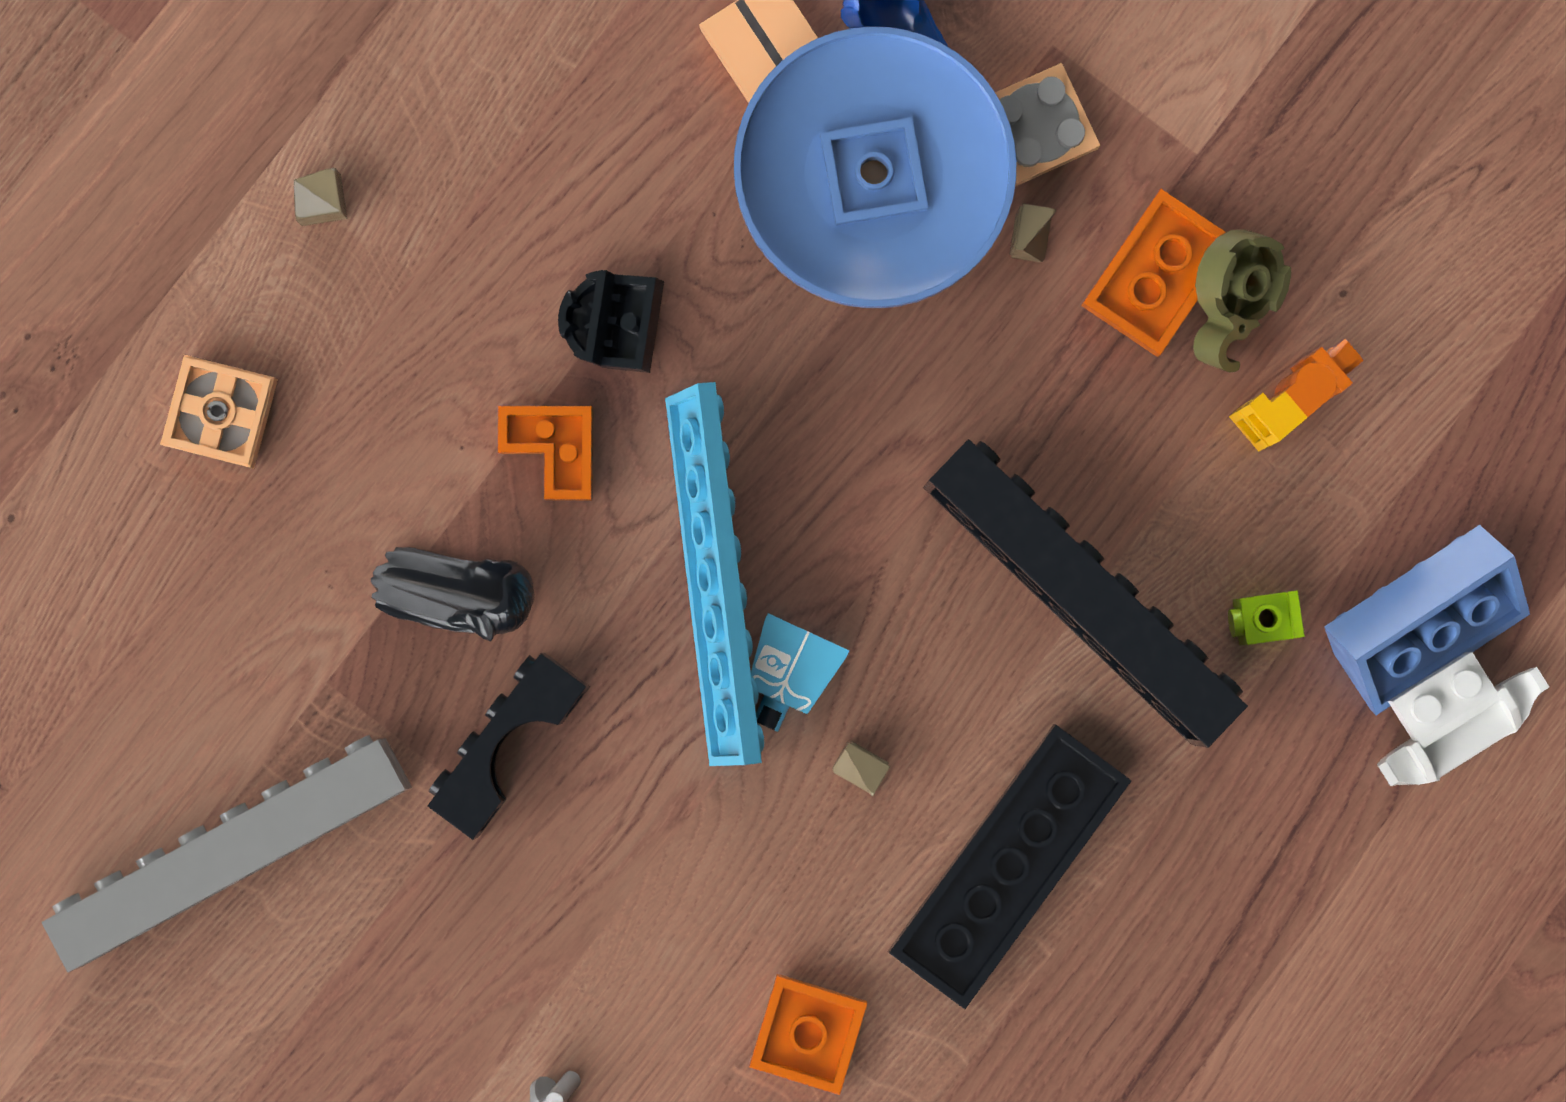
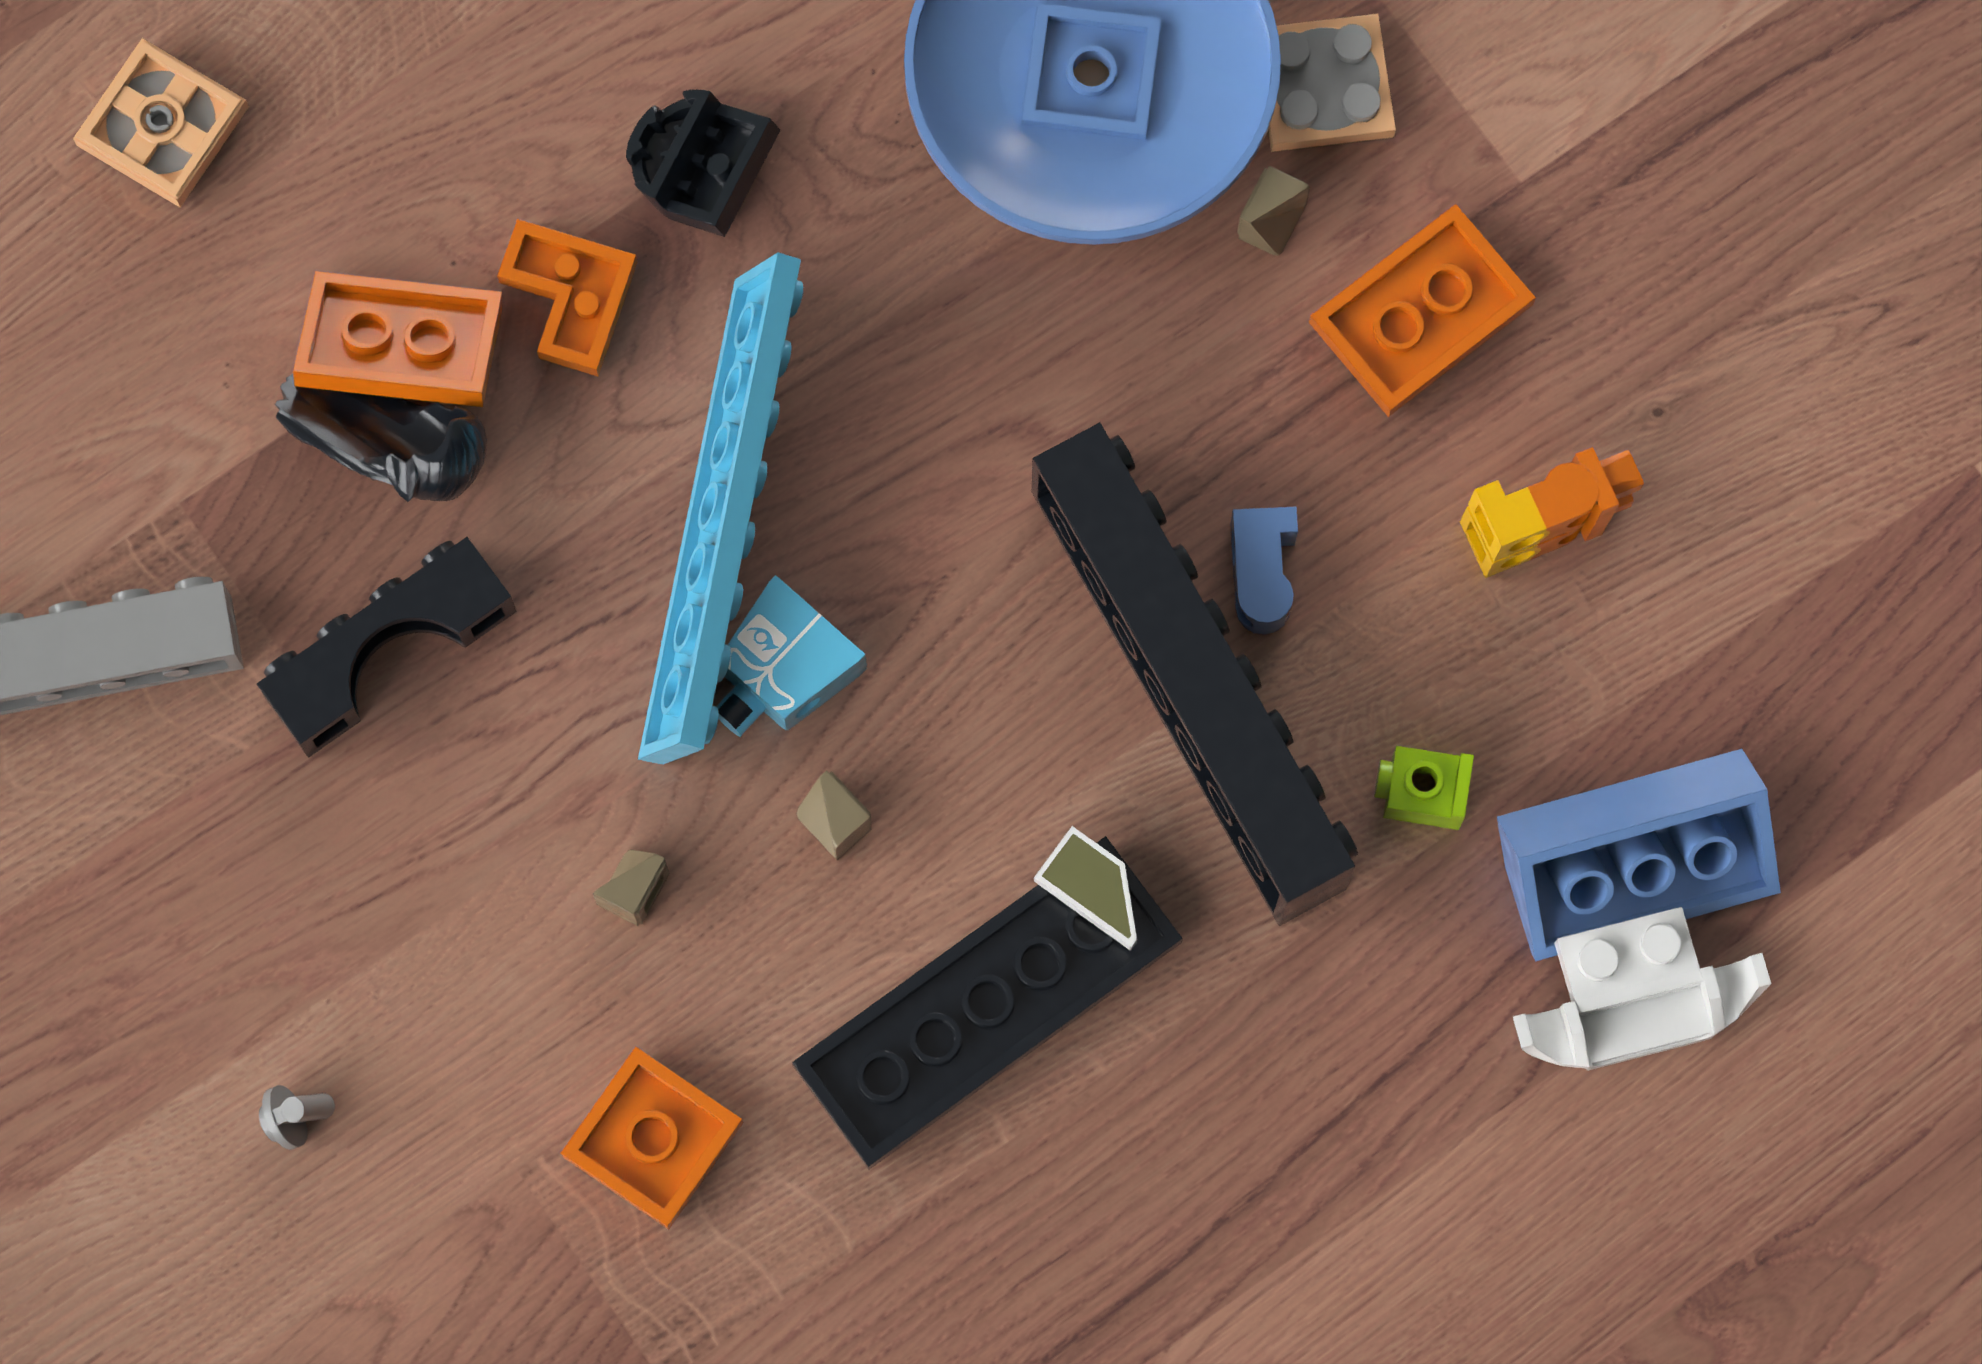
camera: 20 degrees right, 10 degrees down
(442, 521) = (398, 339): none -> orange plate
(736, 860) = (633, 886): none -> dark tan slope
(1058, 764) = (1091, 884): none -> olive tile
(1101, 497) = (1260, 587): none -> medium blue leg
(1236, 287) = (1501, 371): olive piece -> none

